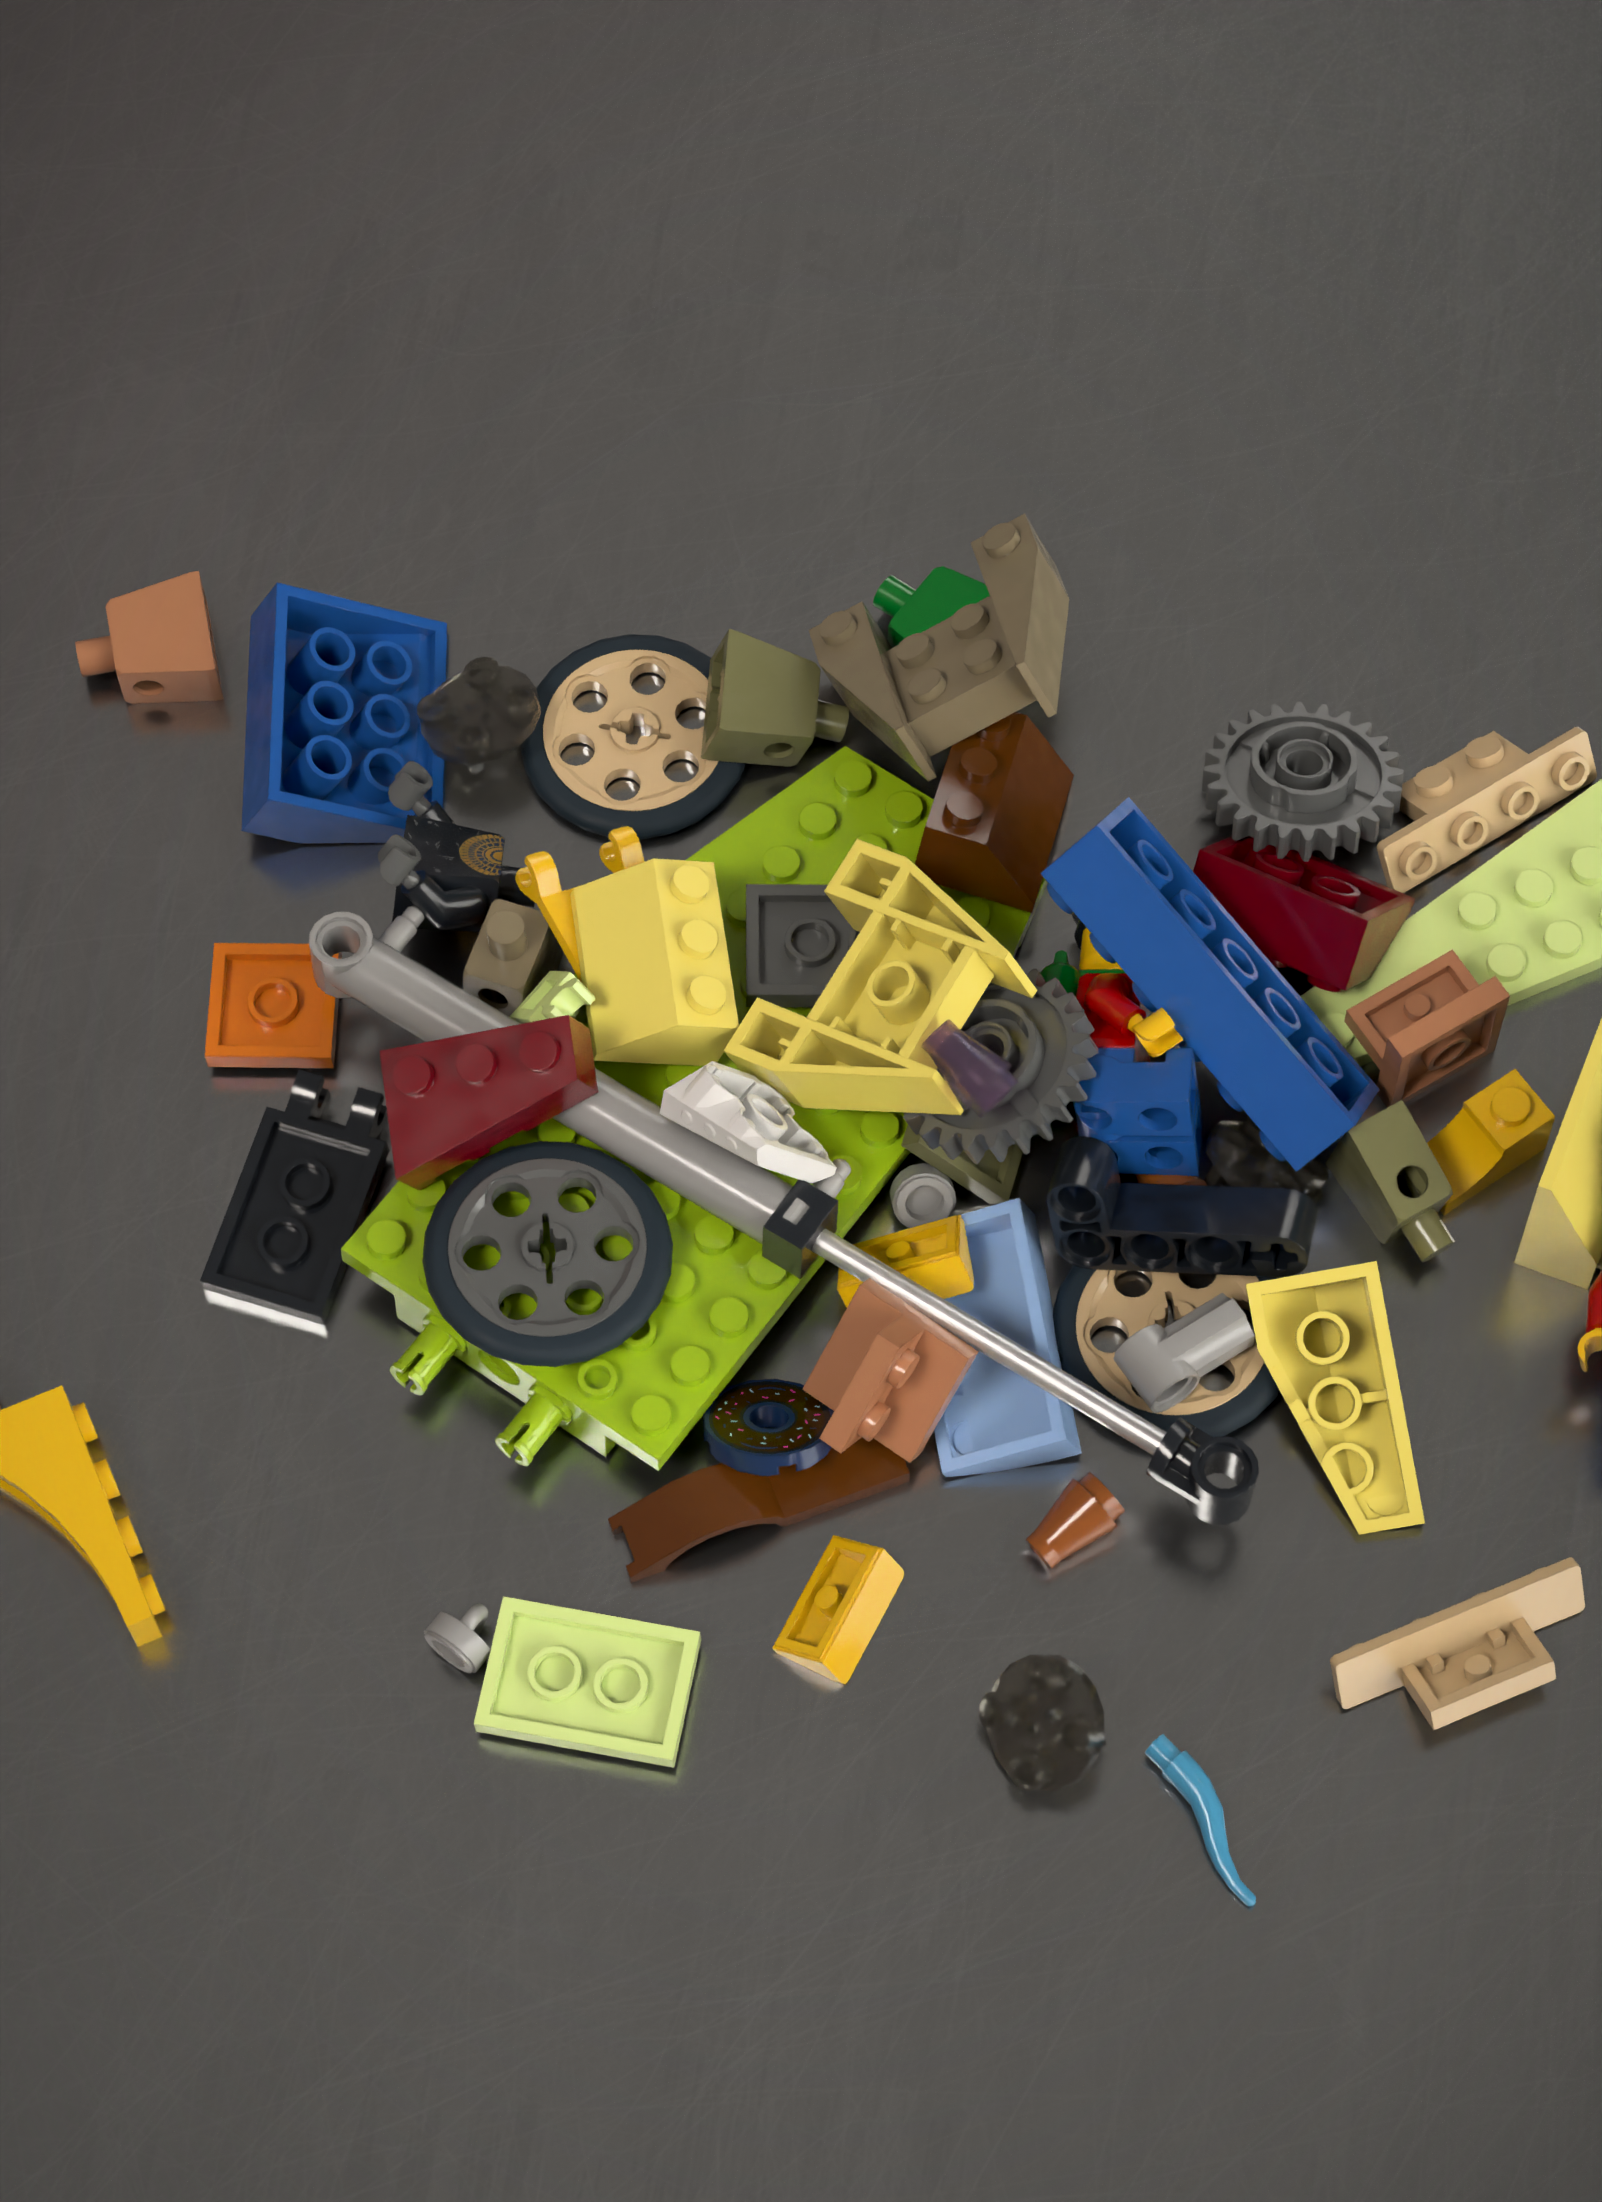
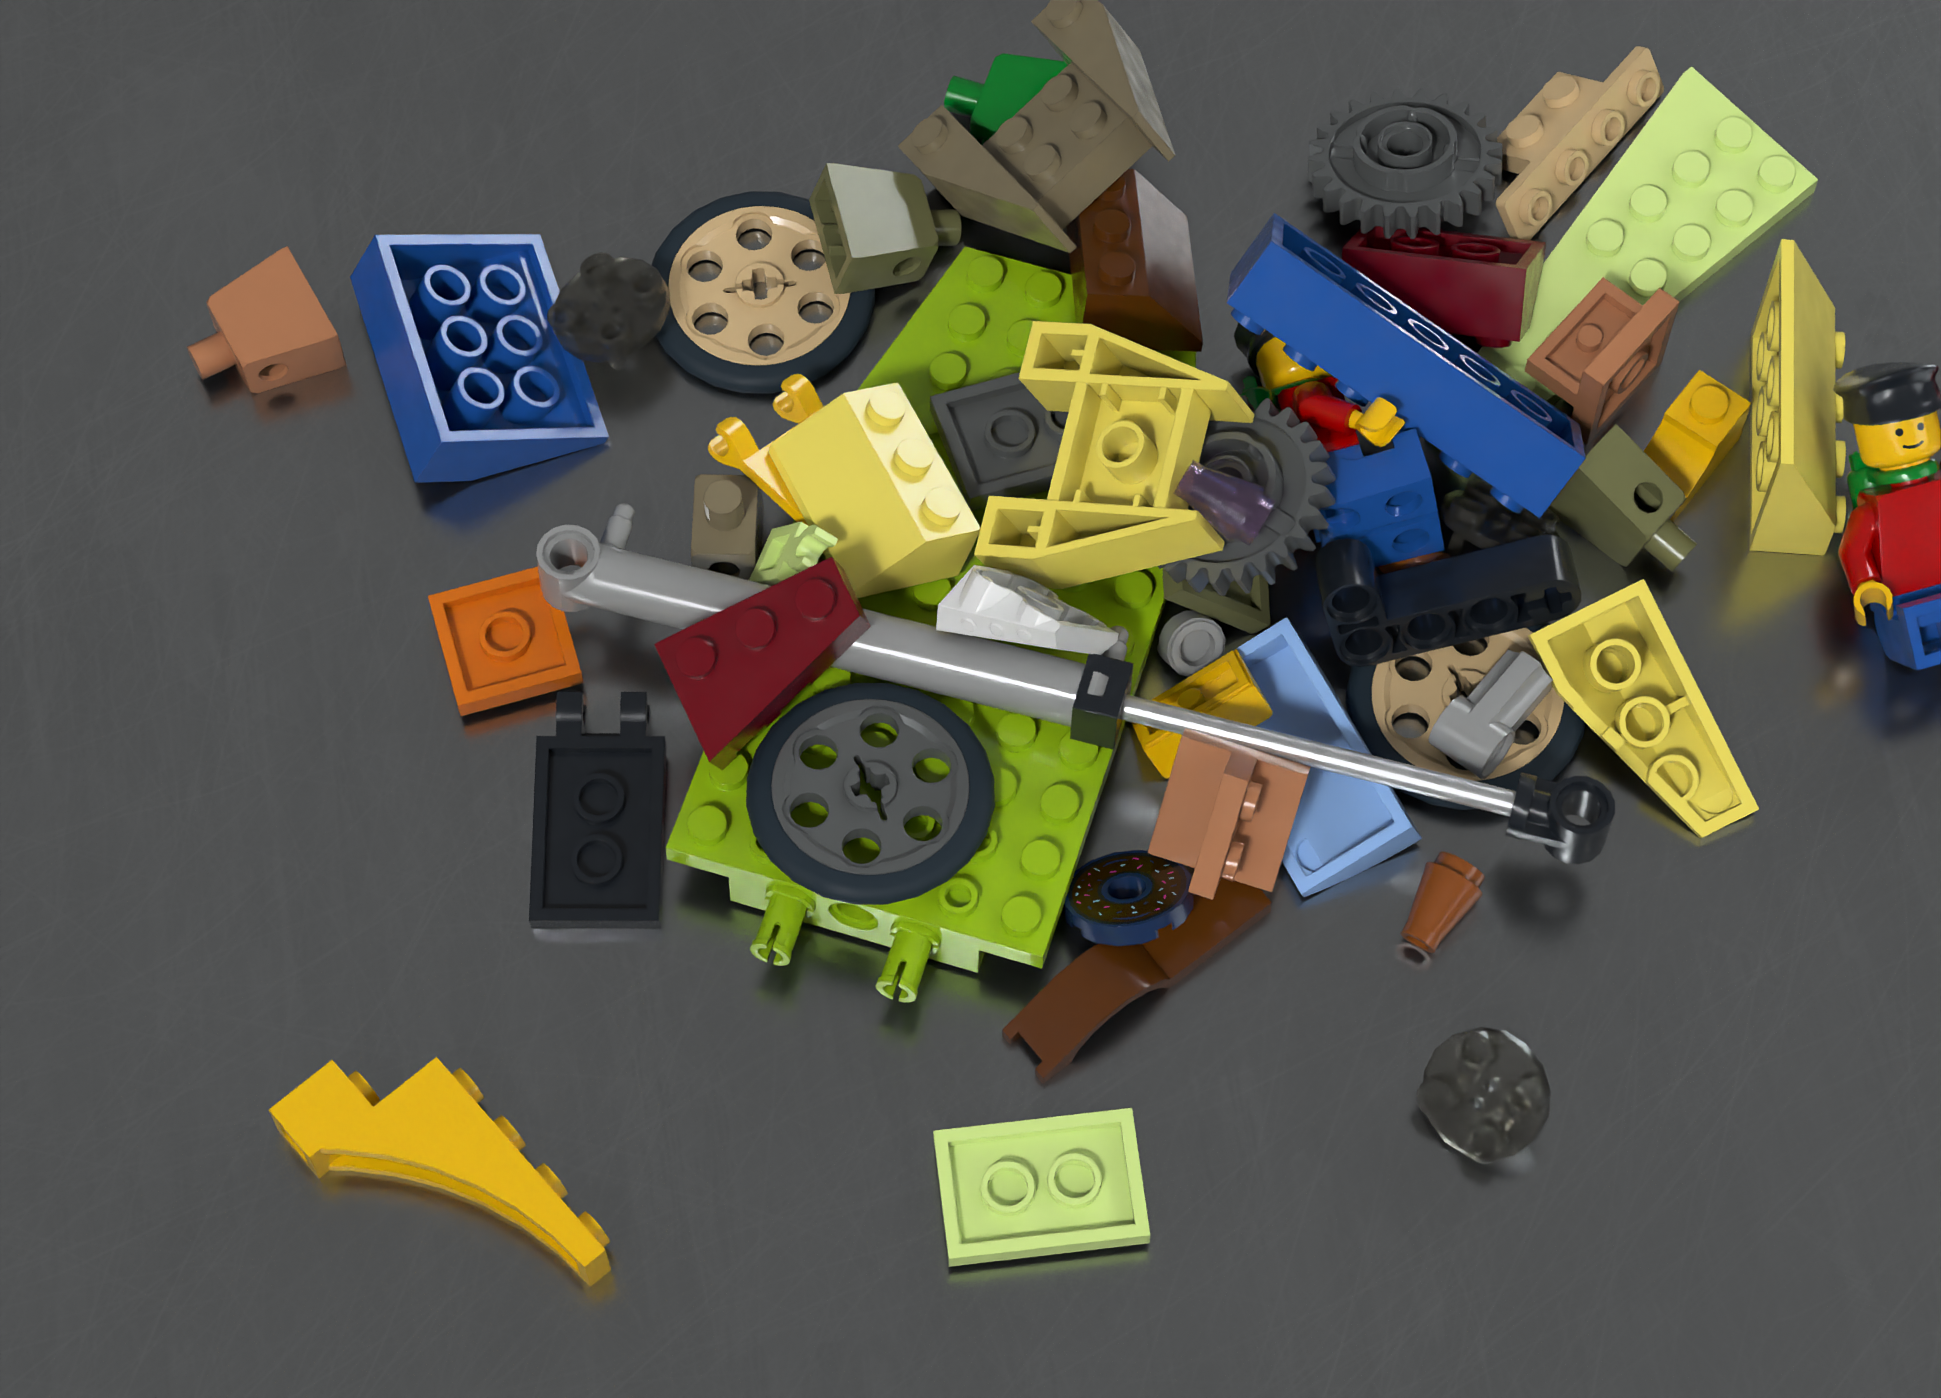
camera: 20 degrees left, 0 degrees up
(443, 866) = (631, 459): black torso -> none
(459, 1640) = (904, 1185): light grey tile -> none
(840, 1608) = (1249, 1048): yellow slope -> none
(1197, 1789) = (1644, 1116): dark azure animal -> none
(1468, 1651) = (1843, 915): tan bracket -> none

